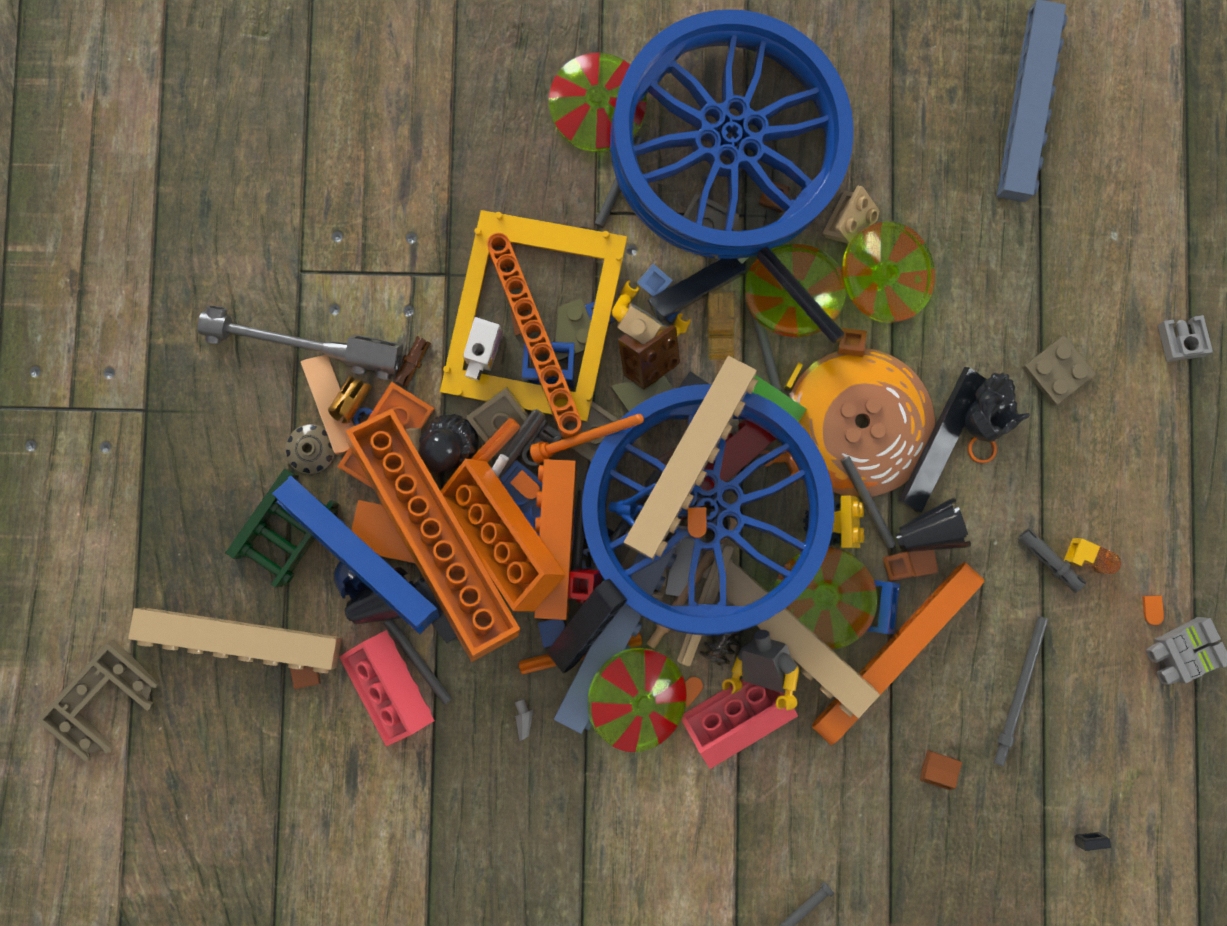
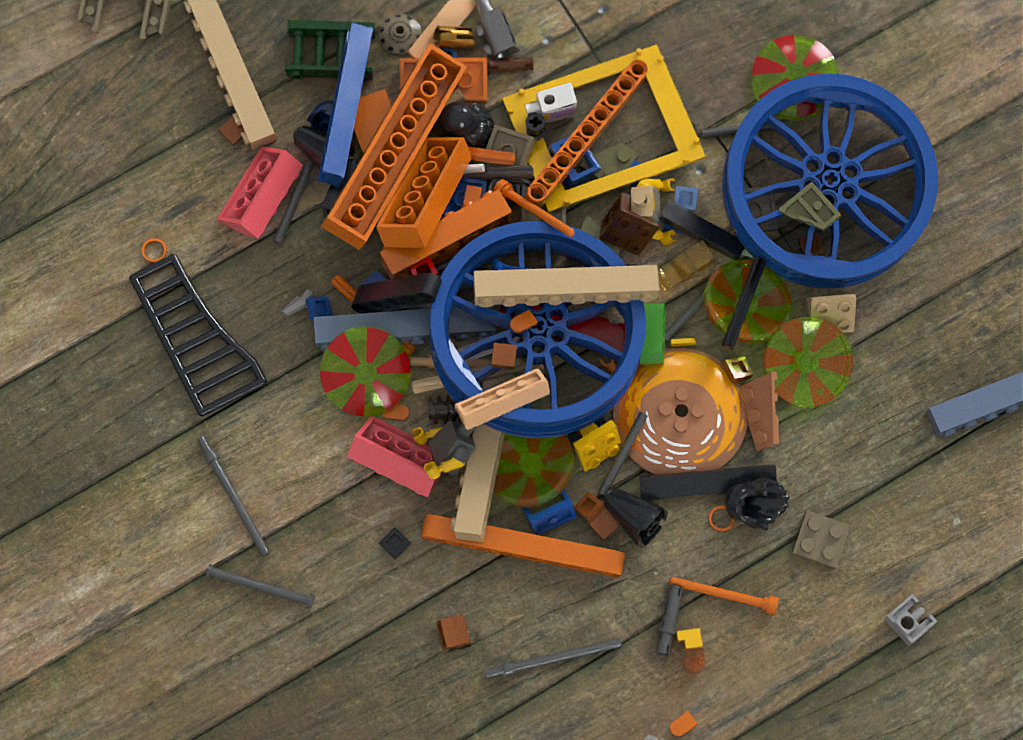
camera: 55 degrees right, 10 degrees down
(369, 836) = (154, 240): none -> orange piece
(491, 371) = (535, 120): none -> black bush
(501, 814) = (218, 330): none -> black bar
(542, 703) = (318, 307): none -> blue tile
(627, 899) = (213, 459): none -> dark grey bar
(724, 564) = (503, 356): none -> dark orange tile
(754, 169) = (811, 208): none -> olive wing
(770, 595) = (502, 398): none -> light nougat slope
(819, 772) = (394, 543): none -> black tile
(906, 345) = (759, 405): none -> nougat wing
(1092, 457) = (767, 604): none -> orange piece

